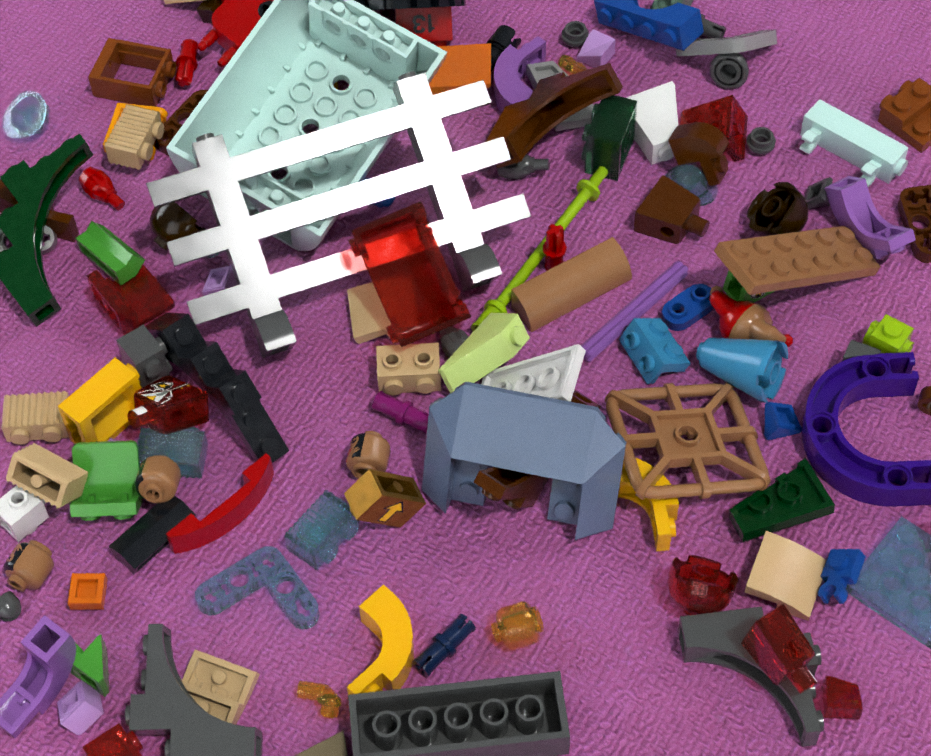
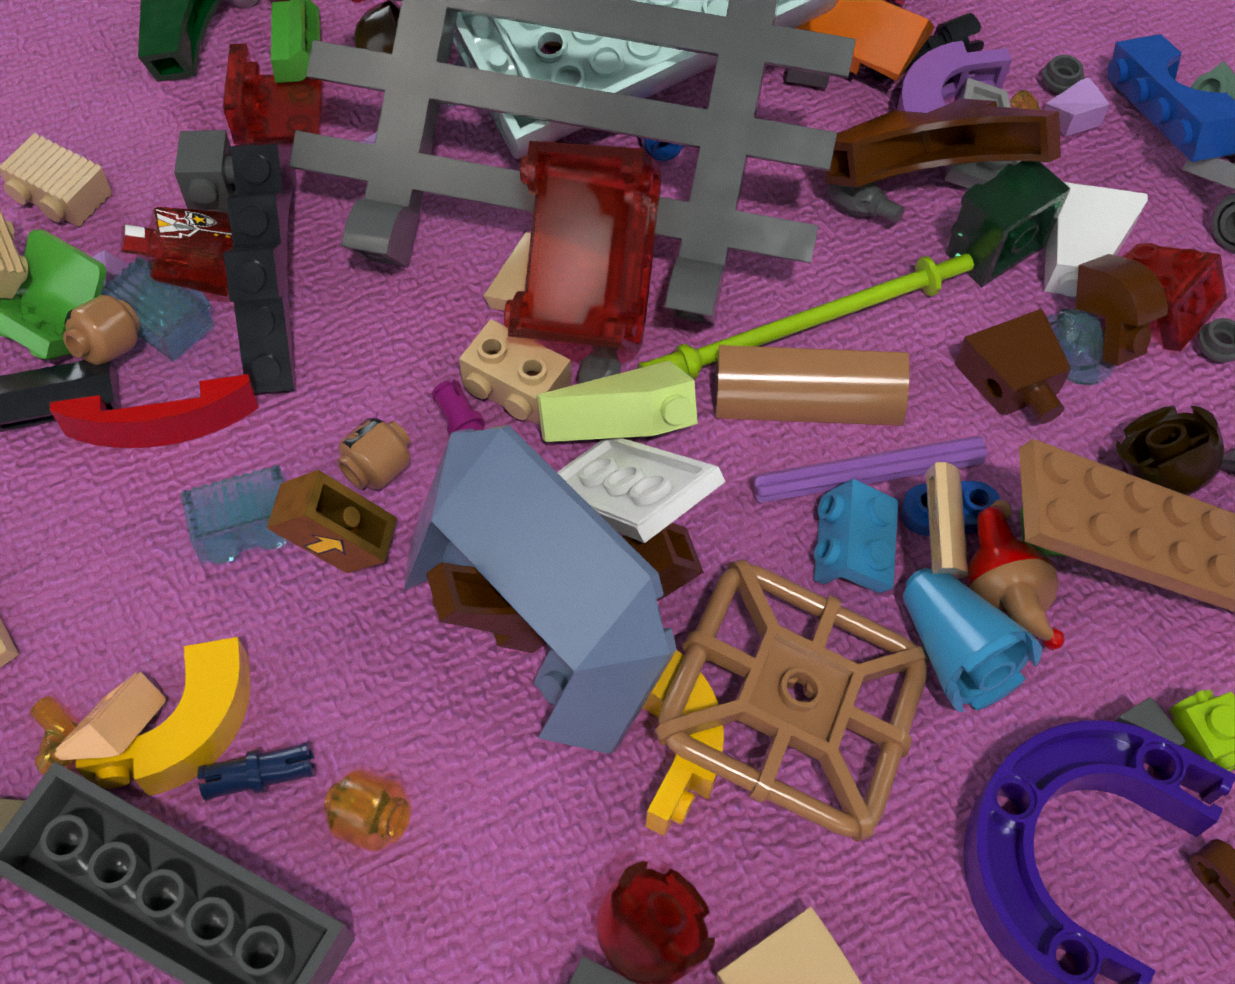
camera: 30 degrees right, 5 degrees up
(105, 397) = (104, 183): yellow window -> none
(266, 577) = (121, 529): clear light blue beam -> none
(352, 664) = (113, 721): none -> light nougat slope
(554, 246) = (819, 321): red axle -> none
(698, 310) = (946, 520): none -> tan slope
(780, 421) = (963, 750): blue slope -> none
(786, 503) = (878, 881): dark green wing -> none

